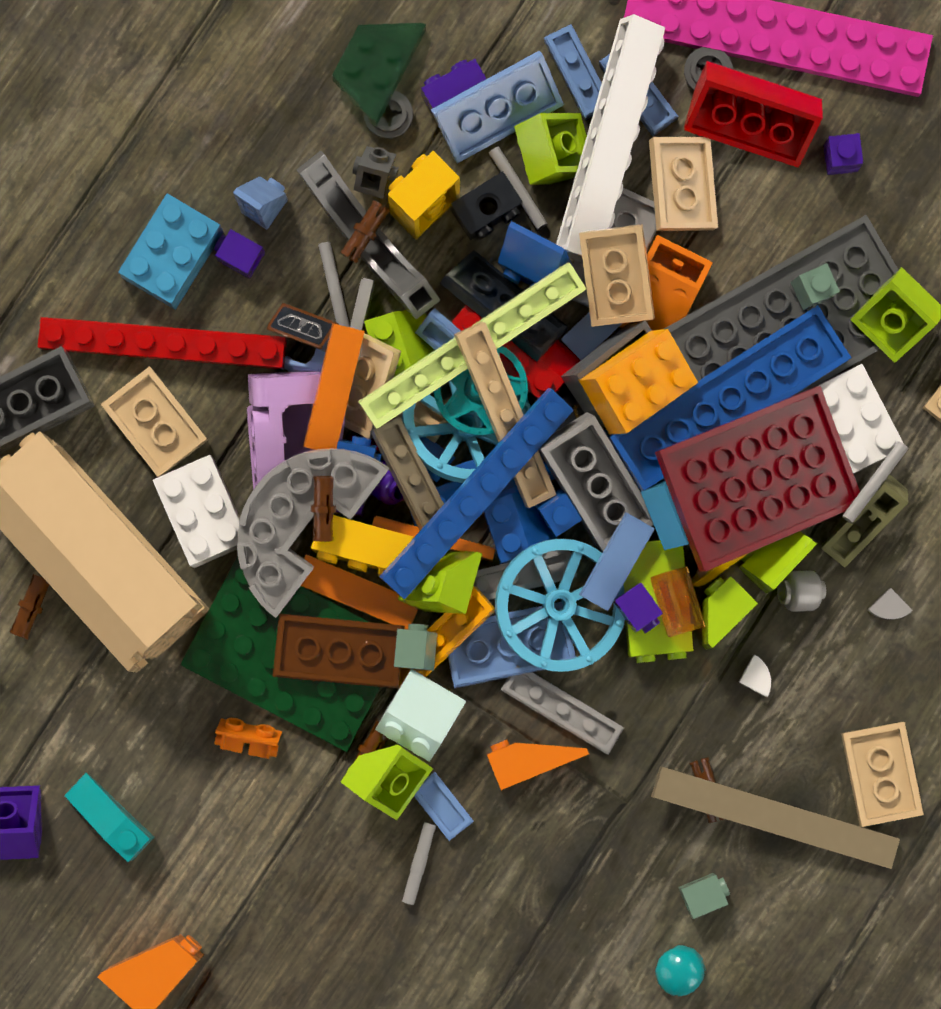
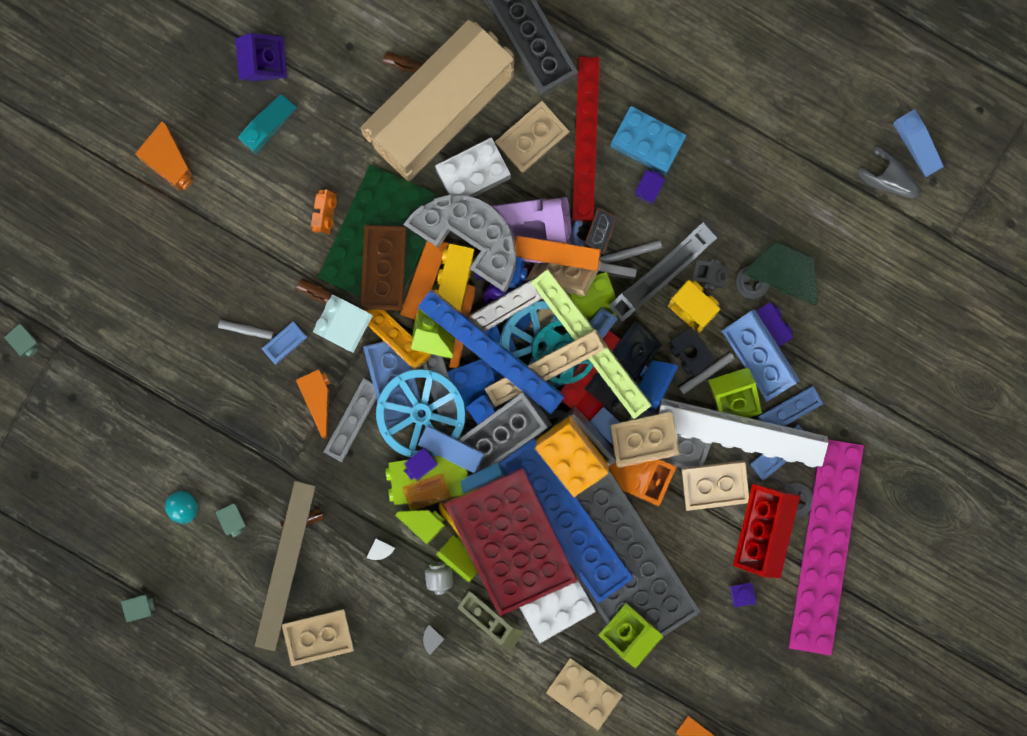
camera: 90 degrees right, 0 degrees up
(261, 200) = (686, 198): medium blue slope -> none
(323, 508) = (475, 249): reddish brown pin -> none
(364, 231) = (667, 269): reddish brown pin -> none
(387, 778) = (298, 303): lime slope -> none
(415, 648) = (386, 318): sand green brick -> none
(815, 286) = (646, 576): sand green brick -> none
(875, 482) = (513, 622): light grey bar -> none

